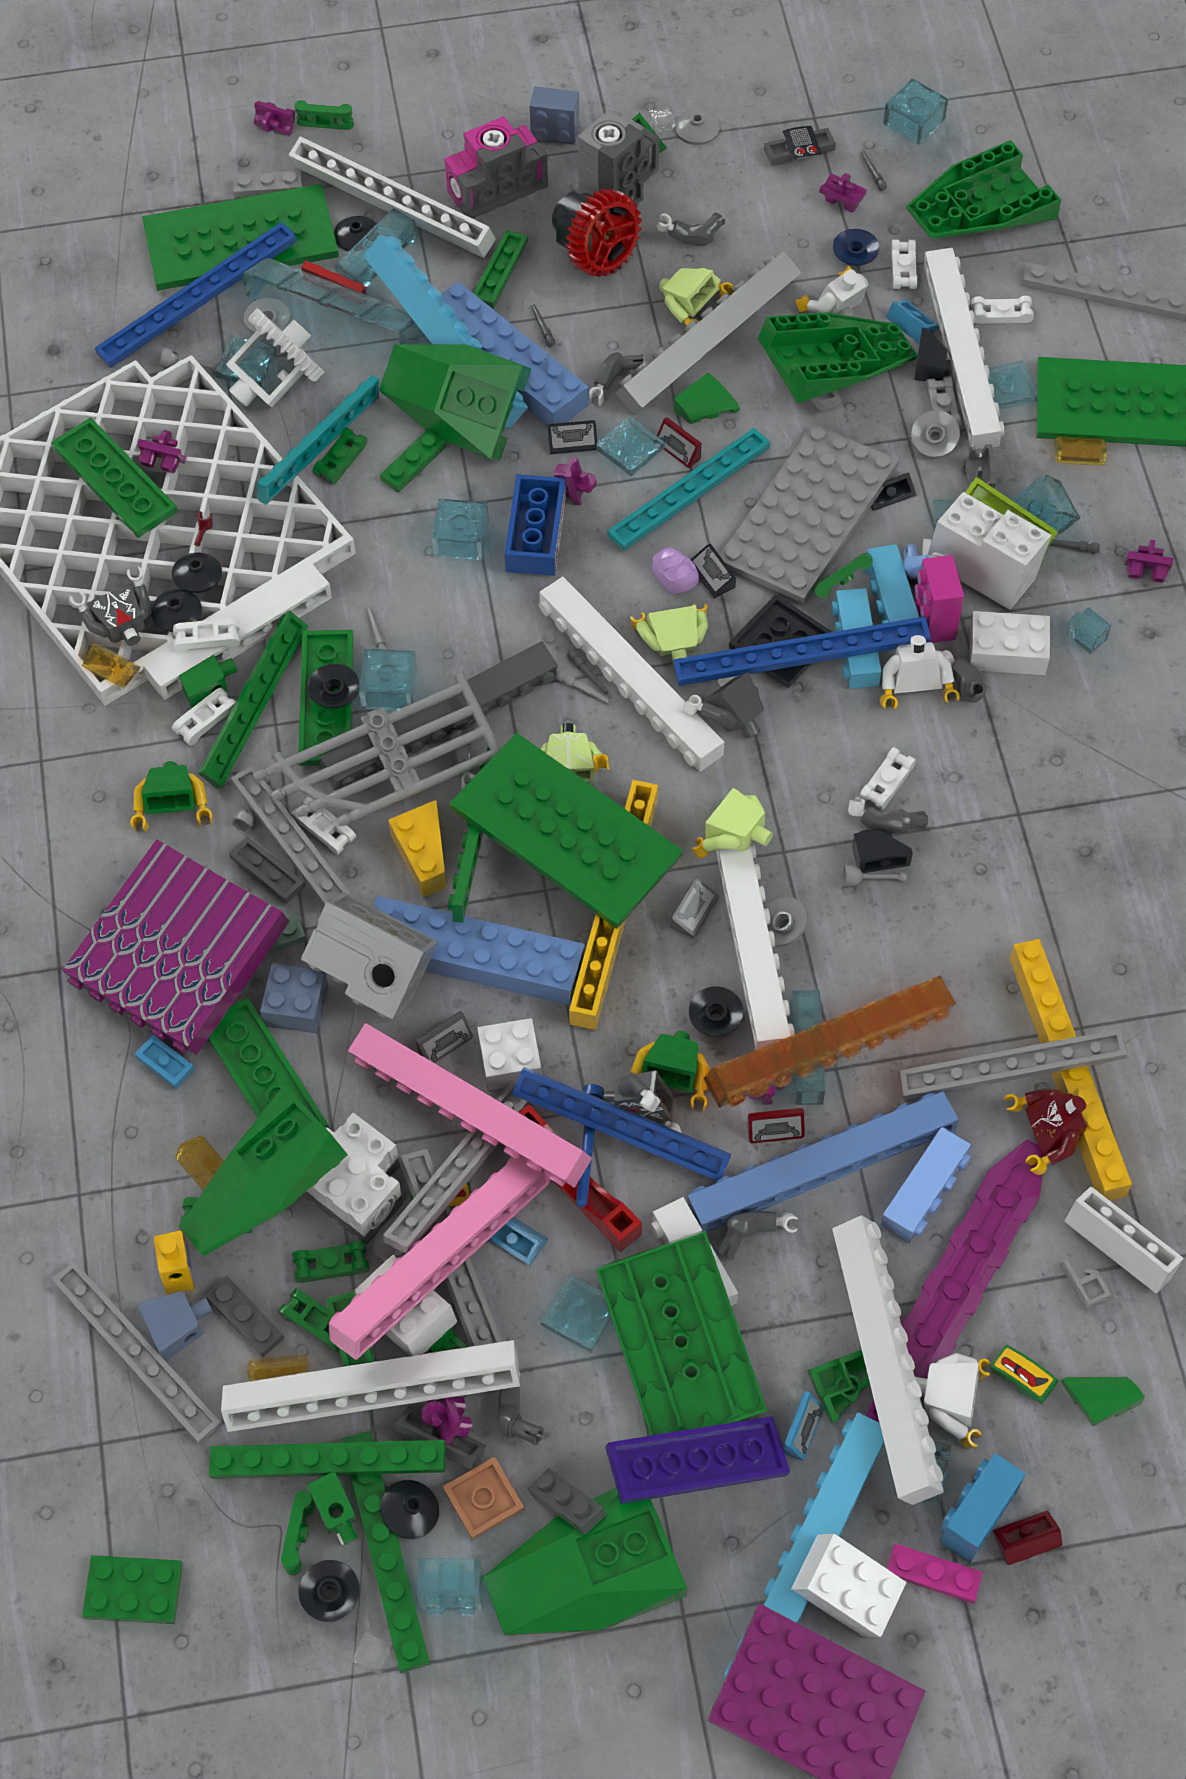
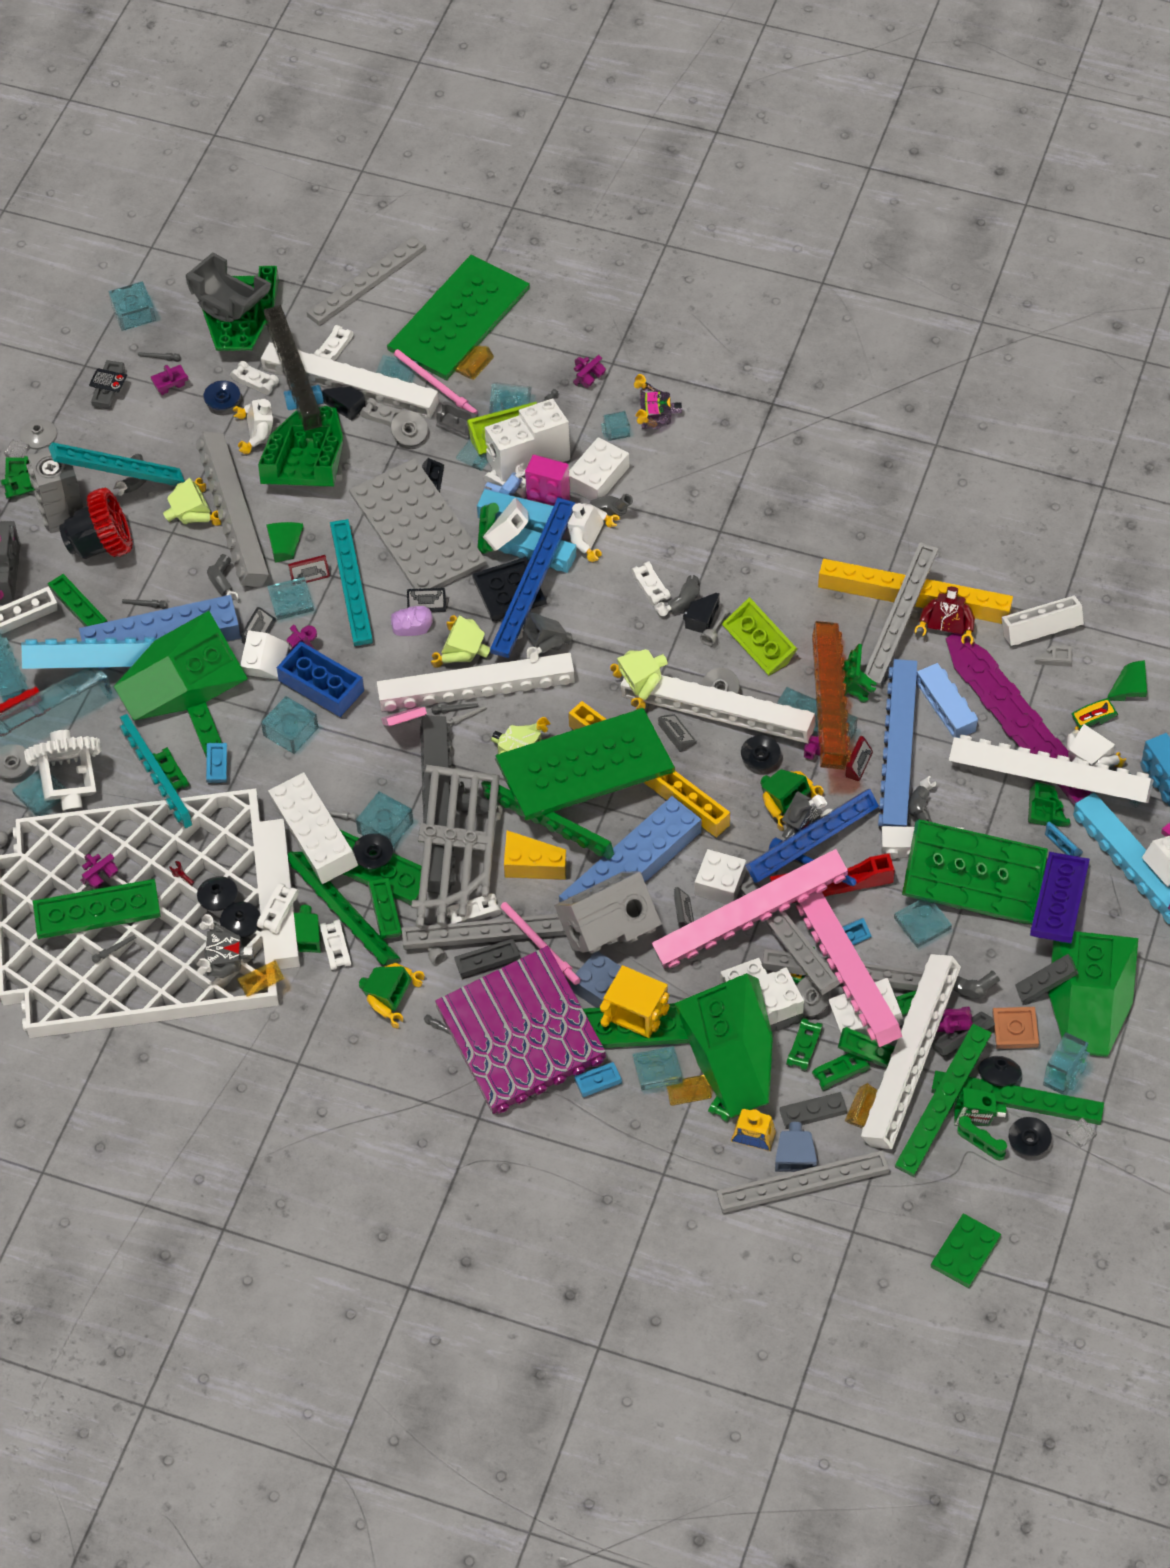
camera: 60 degrees left, 5 degrees down
(67, 513) = (105, 953): none -> dark grey piece
(211, 1116) = (657, 1068): none -> clear light blue plate
(267, 1043) = (635, 1002): none -> yellow container
(271, 736) = (384, 908): none -> green plate
(280, 947) = (565, 967): none -> bright pink bar
(330, 615) = (313, 828): none -> white brick
(372, 490) = (216, 763): none -> dark azure plate
(527, 623) = (404, 716): none -> bright pink tile
(532, 453) = (263, 655): none -> white slope
(669, 193) = (115, 464): none -> teal plate
(855, 588) = (507, 525): none -> white slope
(882, 1062) = (855, 676): none -> green plate
(884, 930) = (760, 637): none -> lime slope
(925, 282) = (292, 368): none -> clear smoke brick
(978, 162) = (221, 293): none -> dark grey cylinder
(1011, 464) = (460, 401): none -> bright pink bar
(1144, 655) = (655, 405): none -> torso

